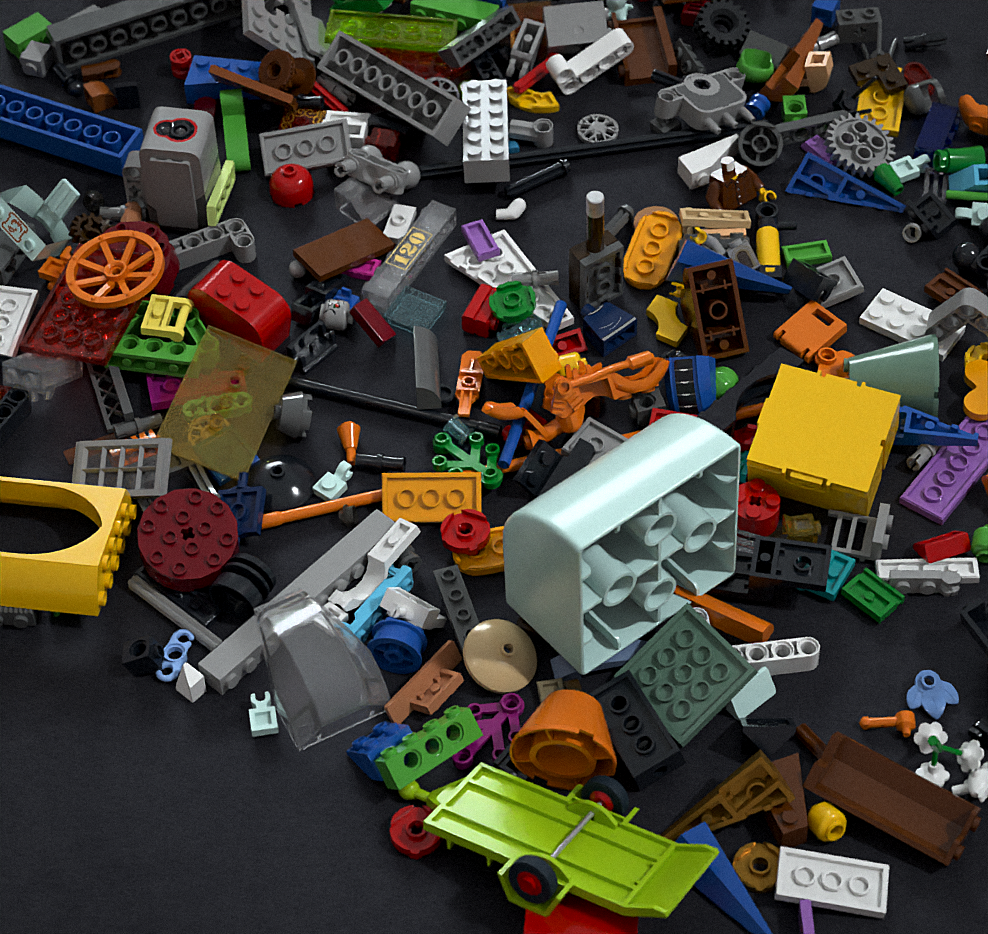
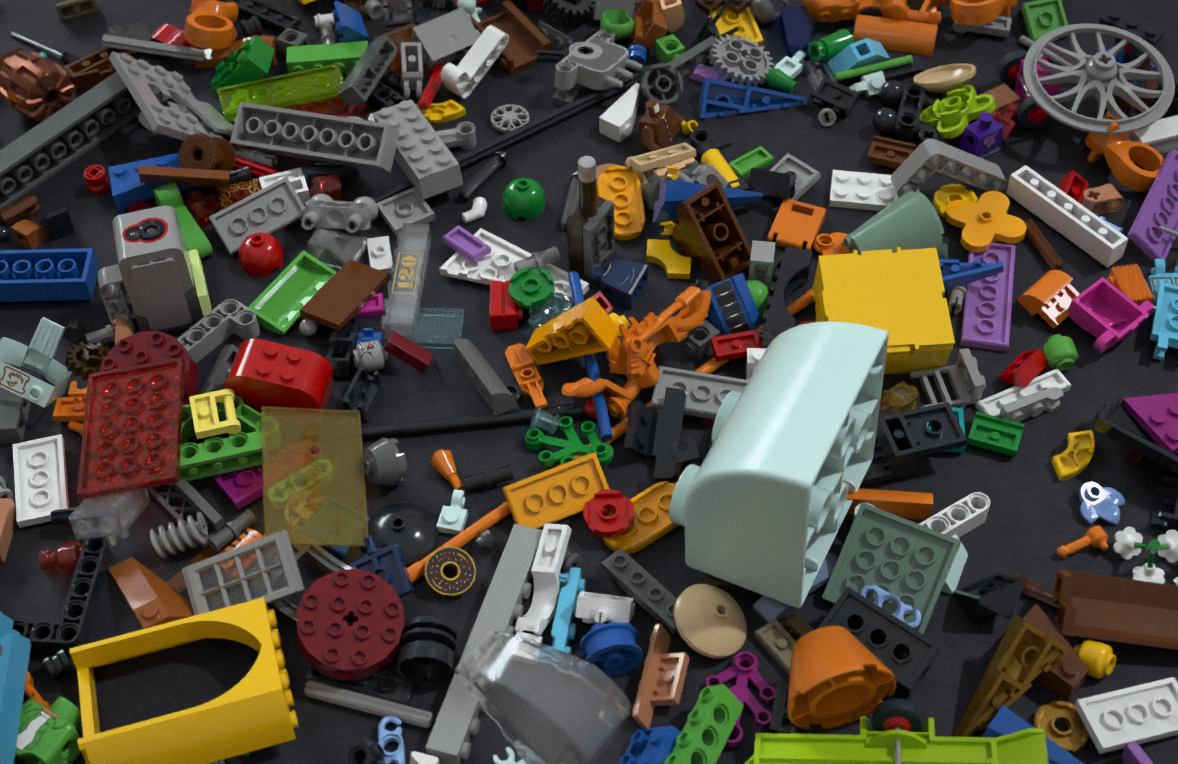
camera: 25 degrees left, 0 degrees up
(42, 454) = (148, 595): none -> dark orange wedge
(90, 414) = (180, 537): none -> light grey piece
(116, 272) = (146, 387): orange wheel -> none
(259, 120) = (201, 207): none -> clear red piece
(279, 238) = (281, 301): none -> bright green slope
(305, 517) = (454, 558): none -> tile
(445, 187) = (405, 208): none -> light grey plate
(562, 215) = (524, 199): none -> green cylinder
(667, 716) = (882, 596): none -> light blue piece
(744, 353) = (762, 262): none -> light grey brick
(940, 644) = (1076, 456): none -> yellow tile

